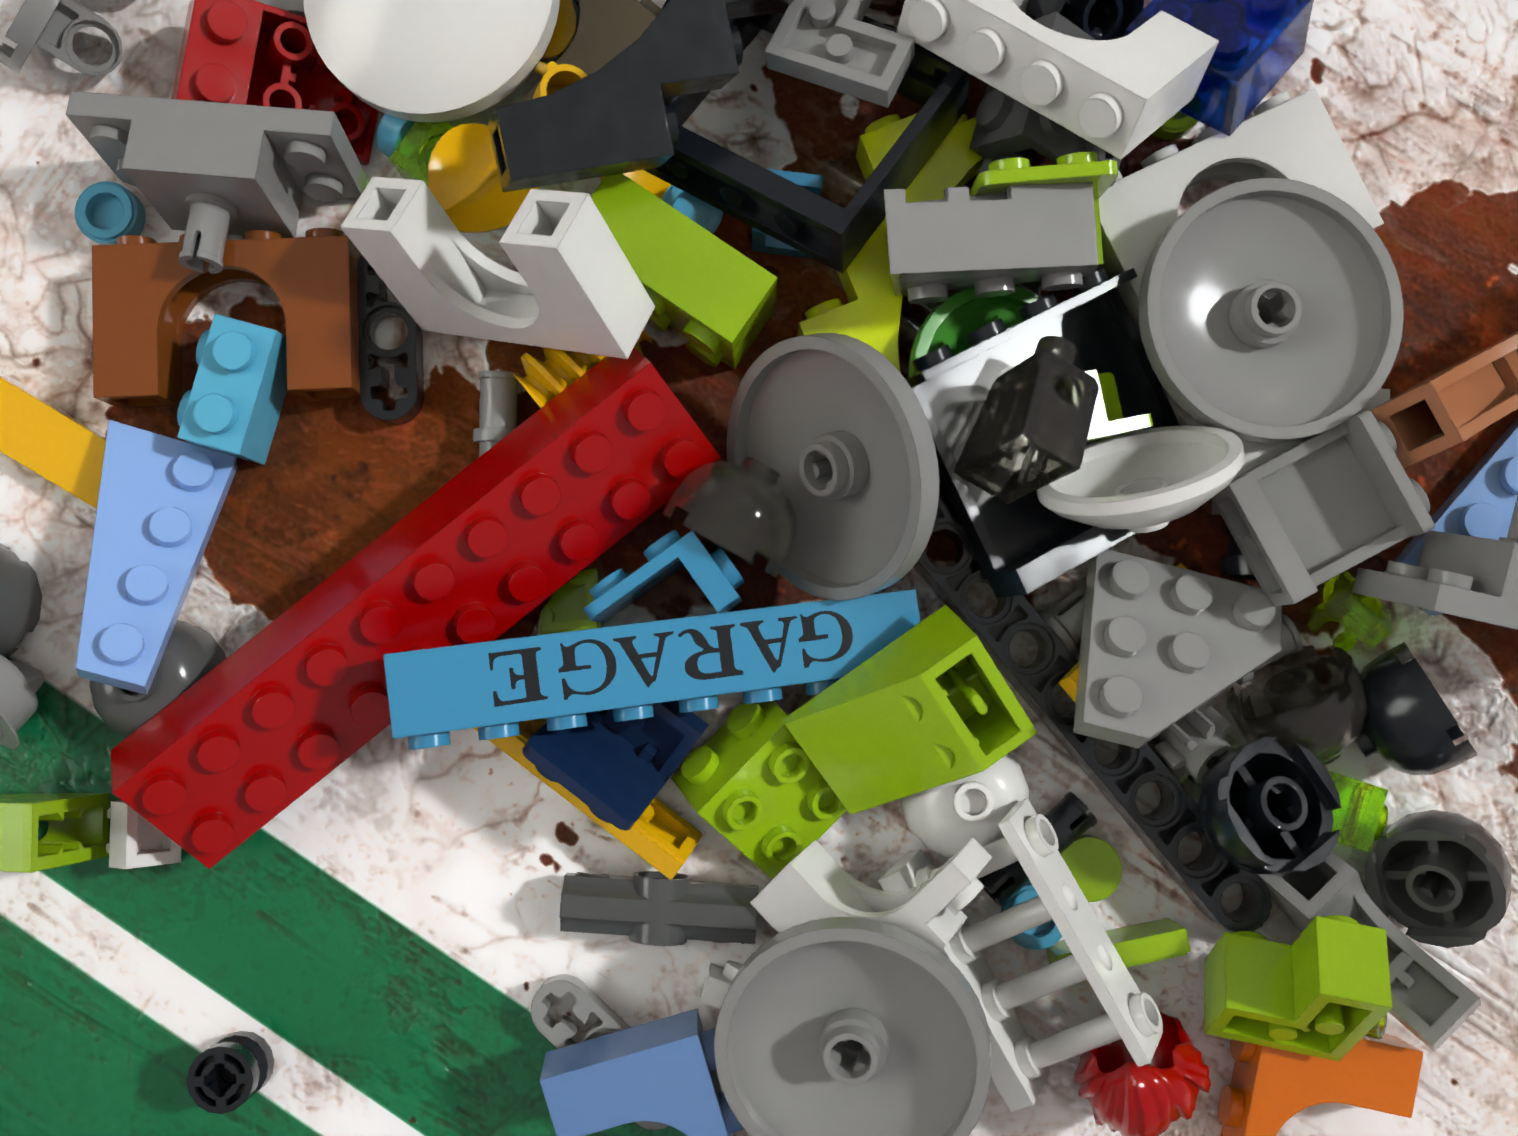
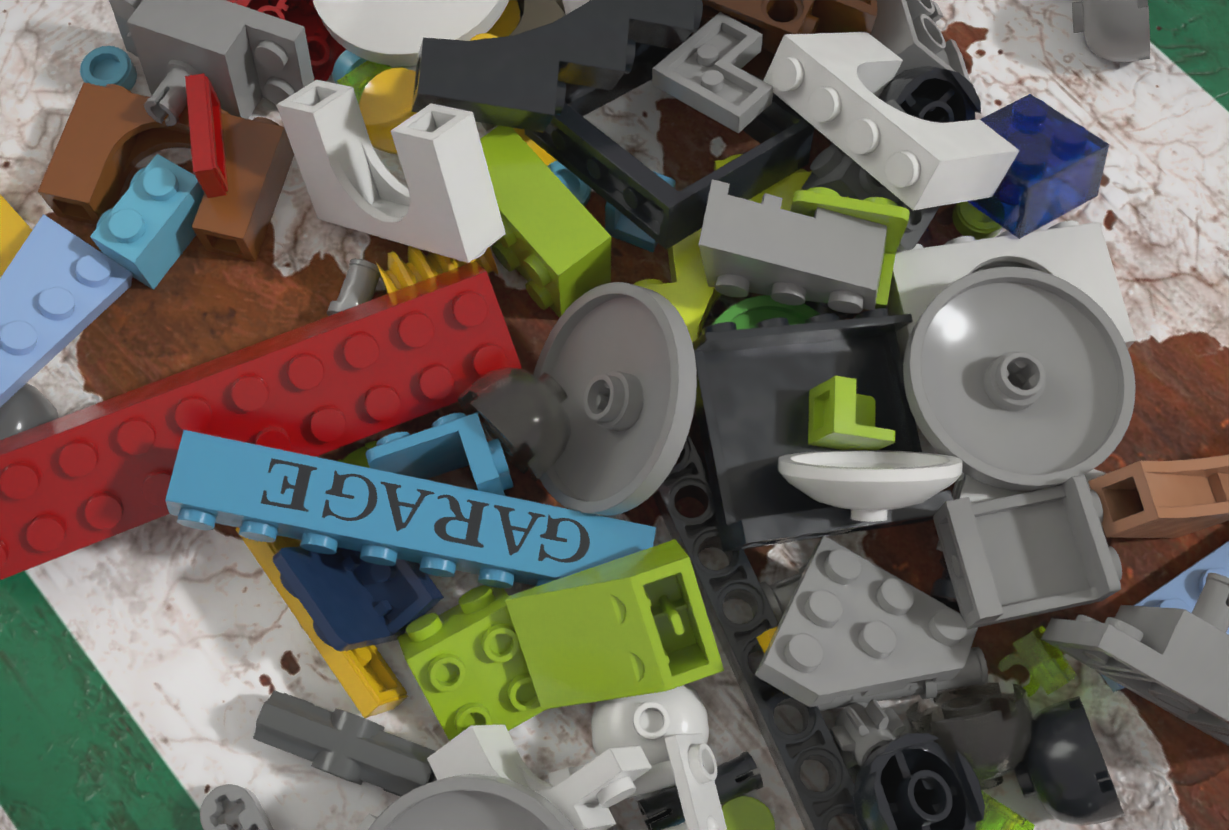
camera: 15 degrees right, 15 degrees down
(265, 278) = (206, 135): none -> red tile
(377, 379) = (296, 238): black beam -> none
(1031, 424) = (802, 387): clear smoke torso -> none

